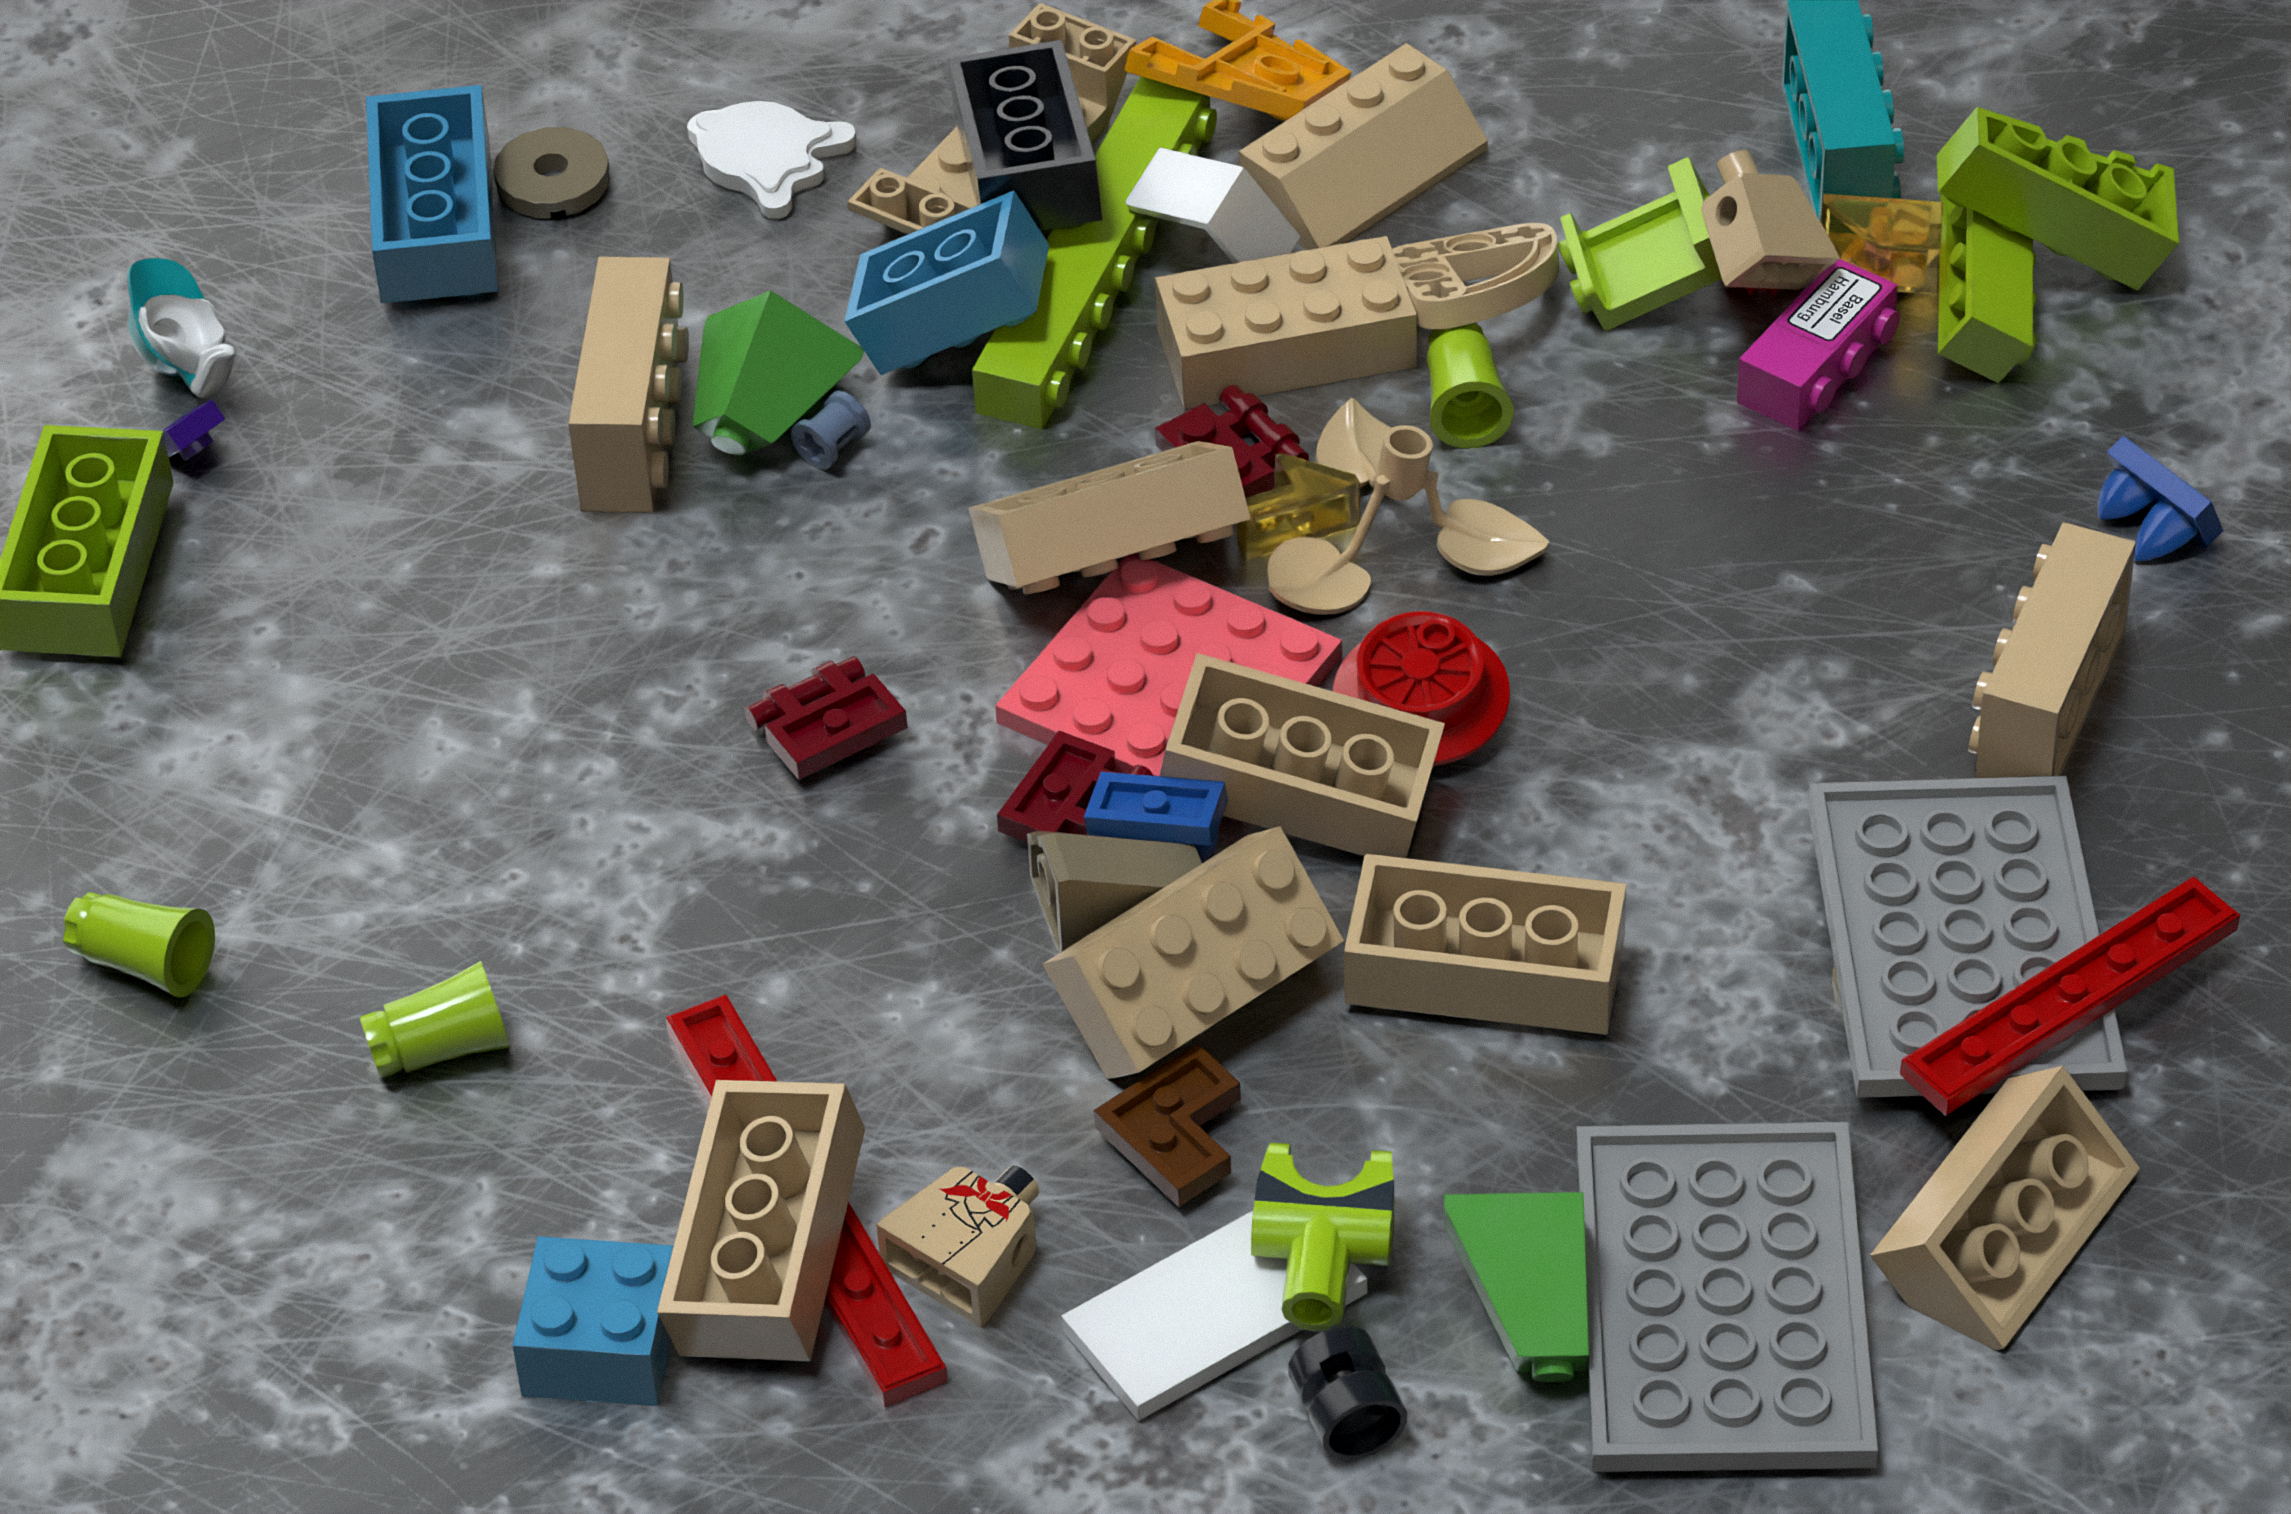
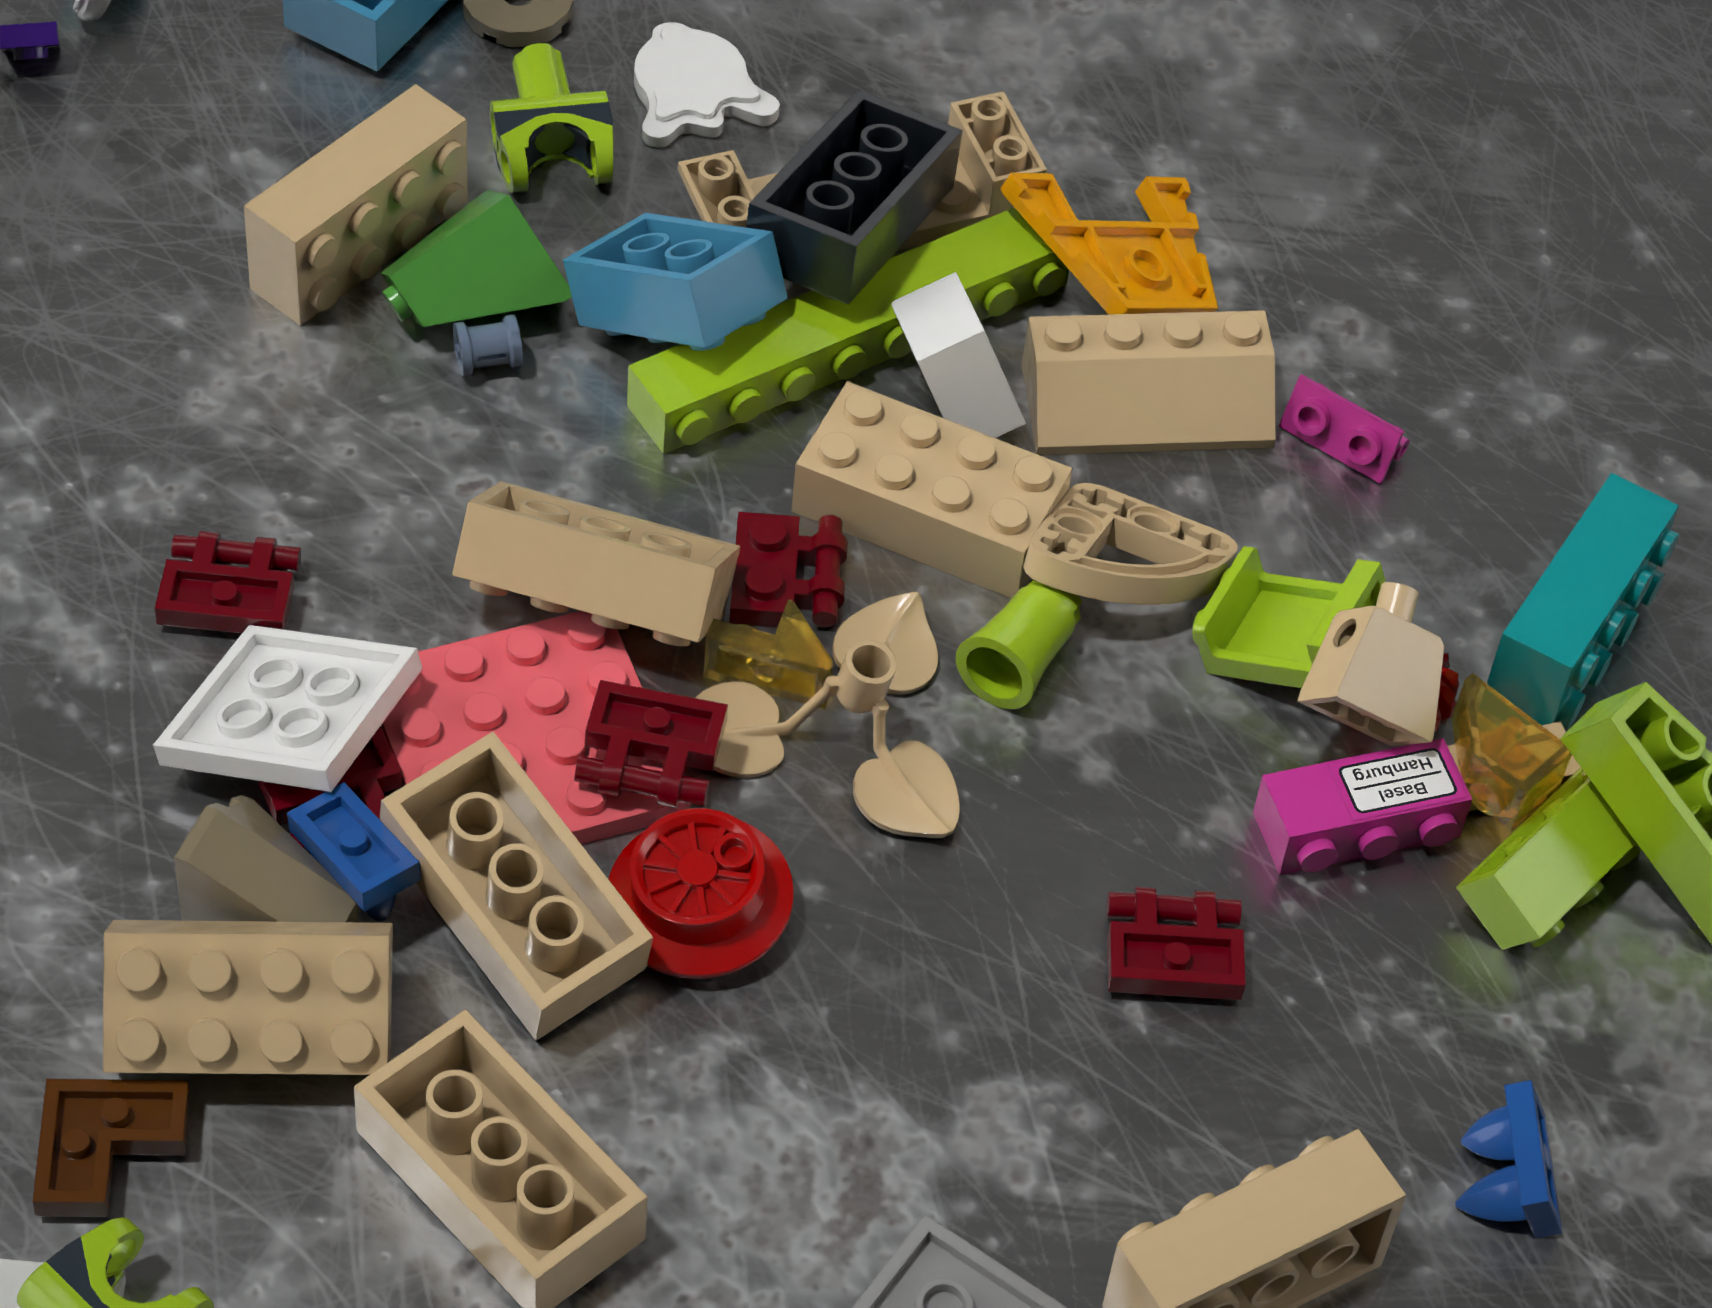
camera: 30 degrees right, 5 degrees up
(698, 241) = (550, 122): none -> lime connector
(989, 757) = (288, 707): none -> white plate
(1282, 595) = (653, 727): none -> dark red plate
(1532, 100) = (1343, 429): none -> dark pink hinge
(1789, 526) = (1175, 958): none -> dark red plate

